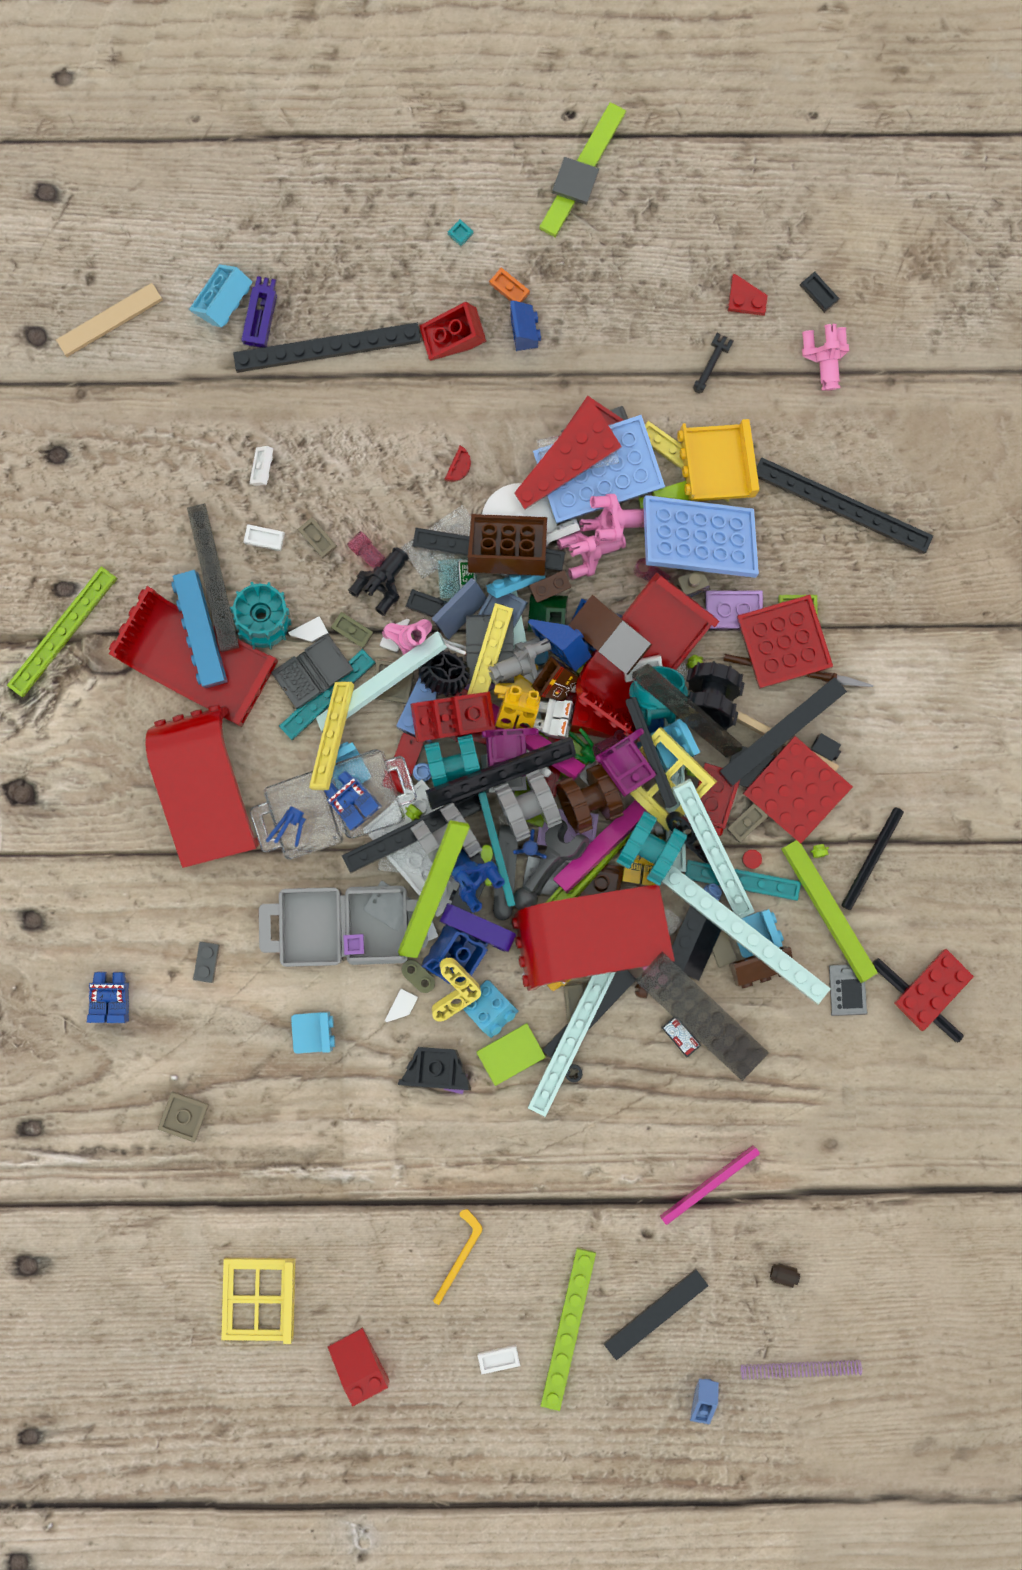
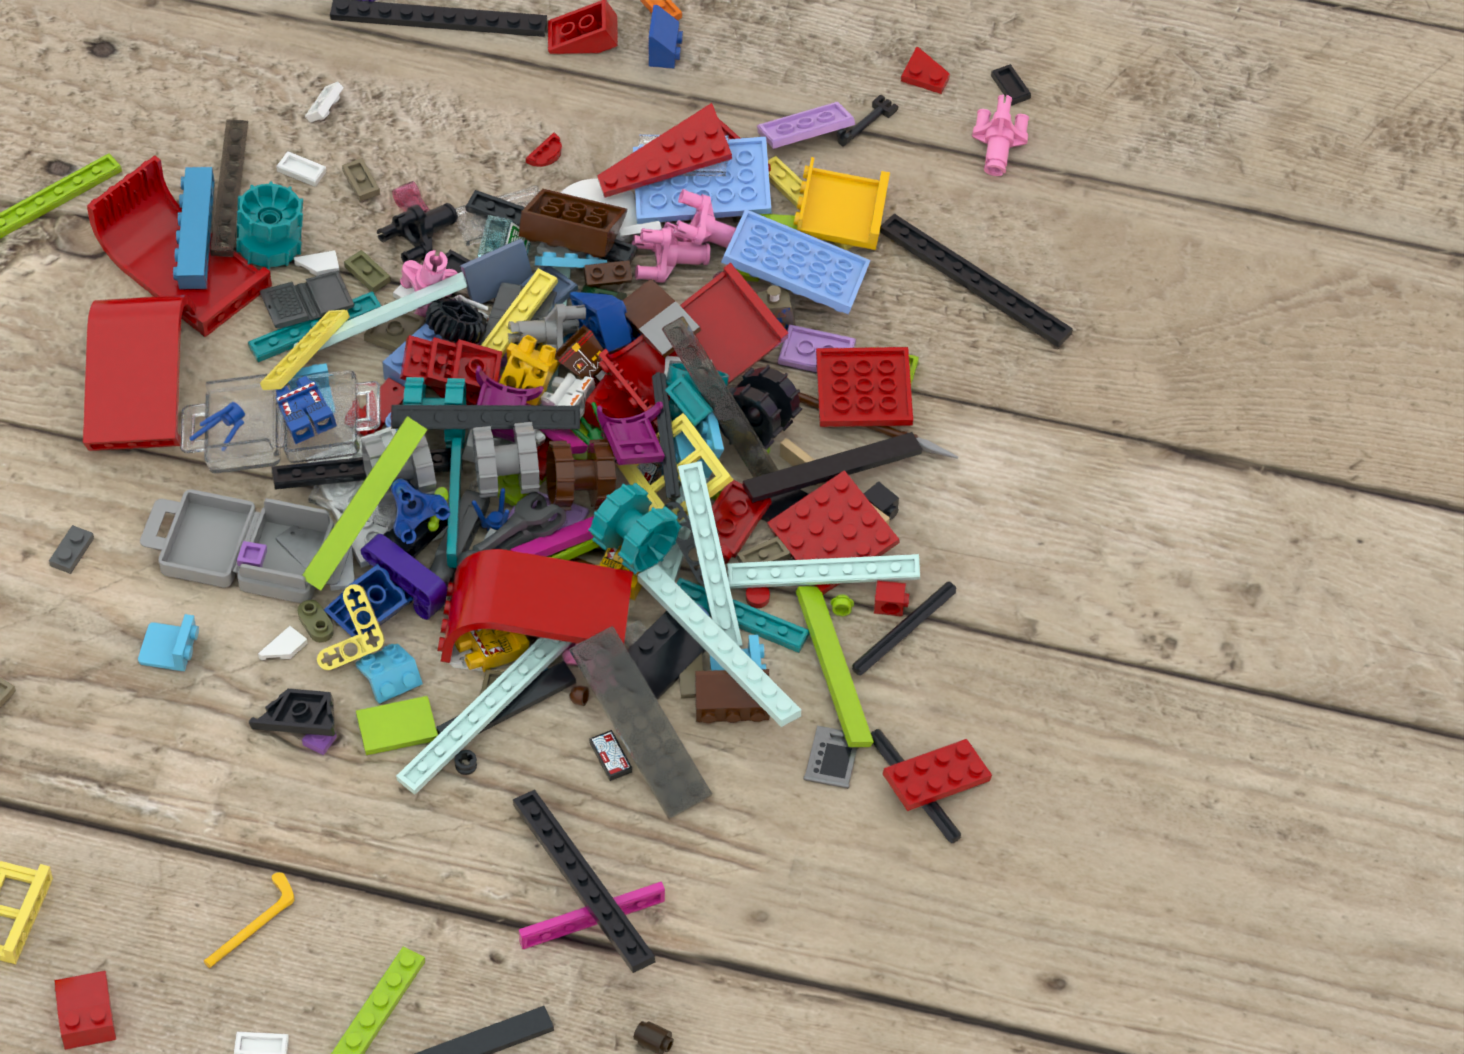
camera: 15 degrees right, 30 degrees down
(662, 718) = (689, 400): none -> teal tile
(665, 384) = (805, 125): none -> lavender tile
(699, 1166) = (584, 881): none -> black plate
(801, 830) = (823, 571): none -> light aqua tile
(856, 836) = (890, 598): none -> red brick

